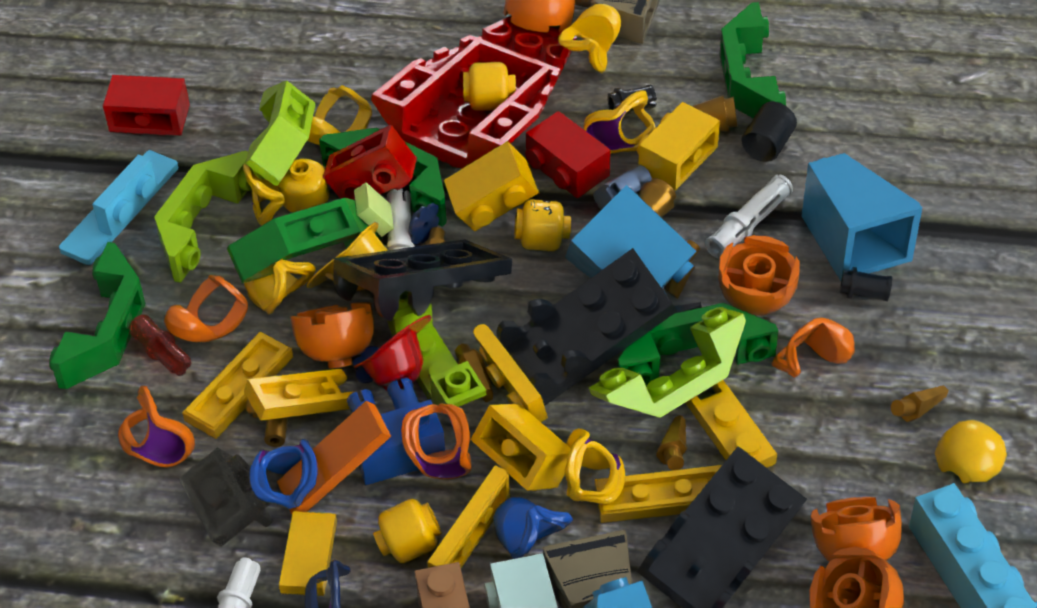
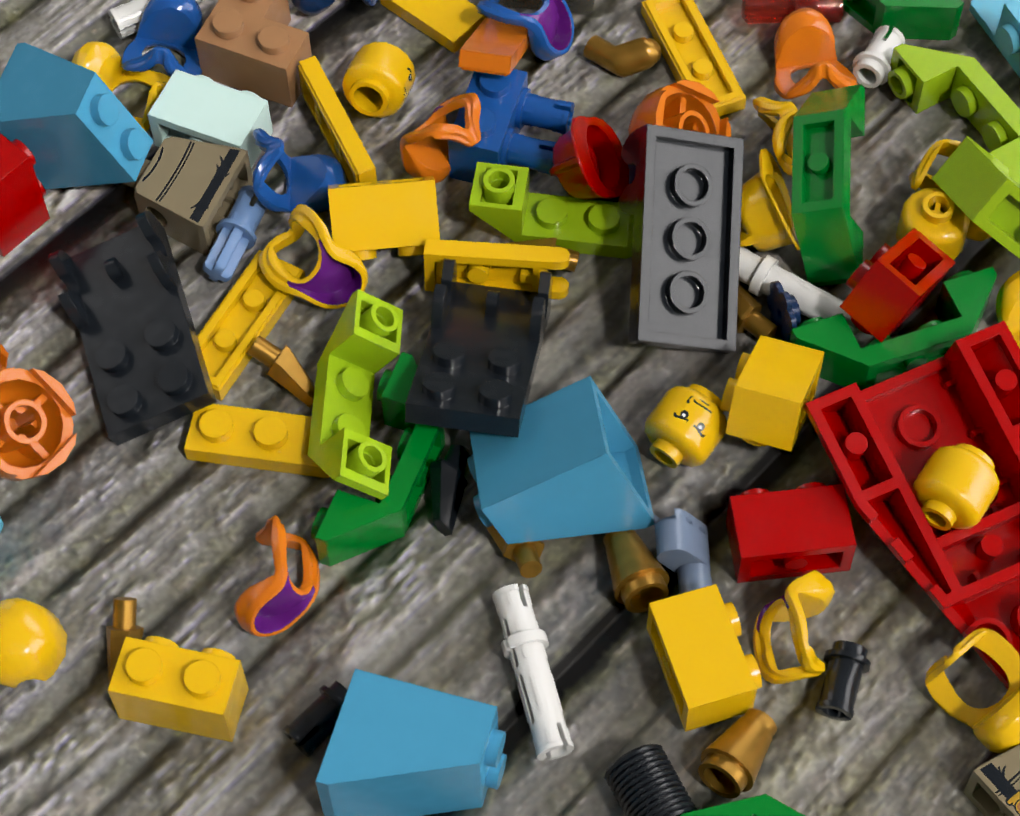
camera: 125 degrees right, 10 degrees up
(172, 283) = (873, 64): none -> white pin
(297, 394) = (617, 65): yellow hinge -> none
(373, 208) = (831, 262): yellowish green tile -> none
(631, 523) = (234, 236): none -> medium blue axle
(758, 275) = (408, 572): orange cylinder -> none
(919, 345) = (179, 687): none -> yellow brick

